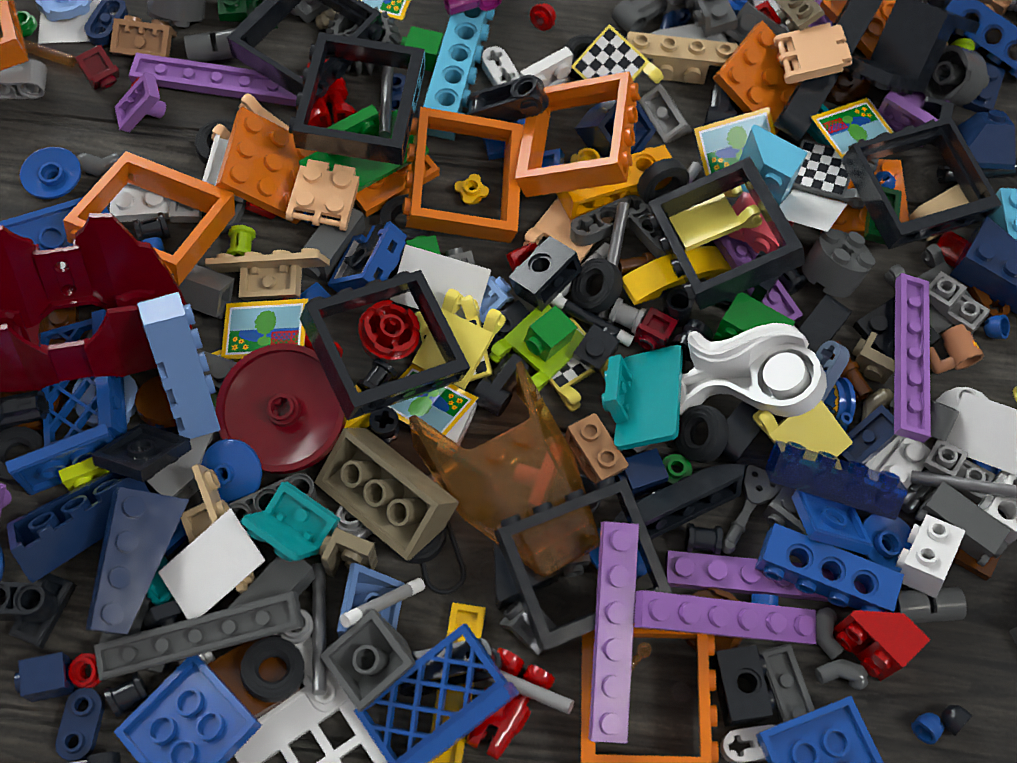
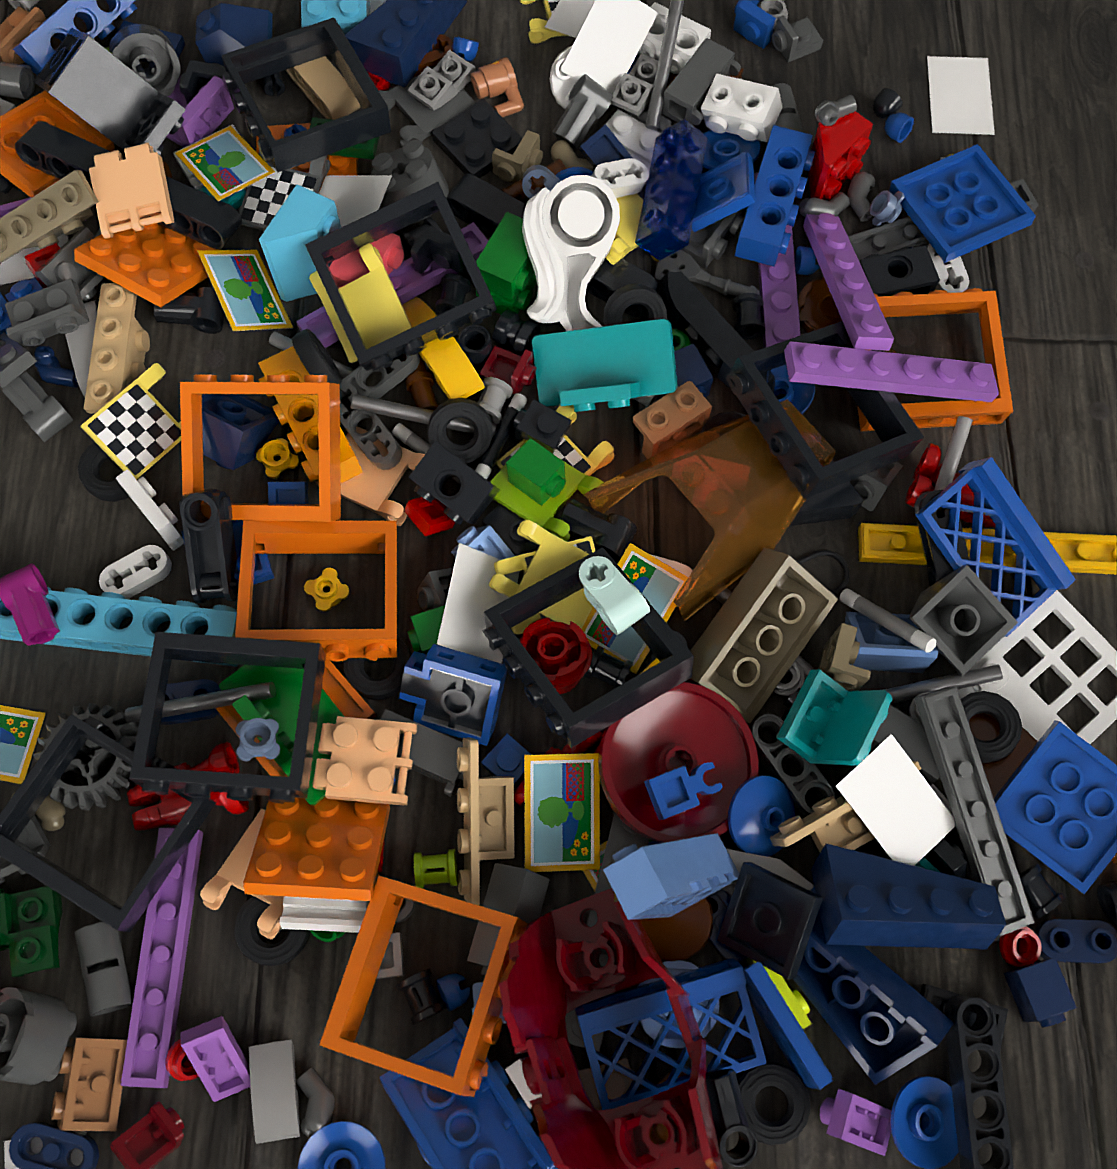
camera: 90 degrees left, 5 degrees up
(109, 136) = (274, 1091): none -> light grey slope
(139, 204) = (379, 1027): white plate -> none
(254, 395) = (677, 790): none -> blue plate
(331, 95) = (254, 728): none -> sand blue plate
(415, 352) = (611, 594): none -> light aqua piece
(427, 40) = (105, 672): green brick -> none
(543, 16) = (46, 524): red plate -> none
(664, 114) = (211, 362): light grey slope -> none
(821, 688) = (886, 207): none -> sand blue plate
(850, 428) = (615, 172): none -> white beam
(907, 613) = (830, 111): none -> dark grey arm
(912, 359) = (523, 113): medium lavender plate -> none

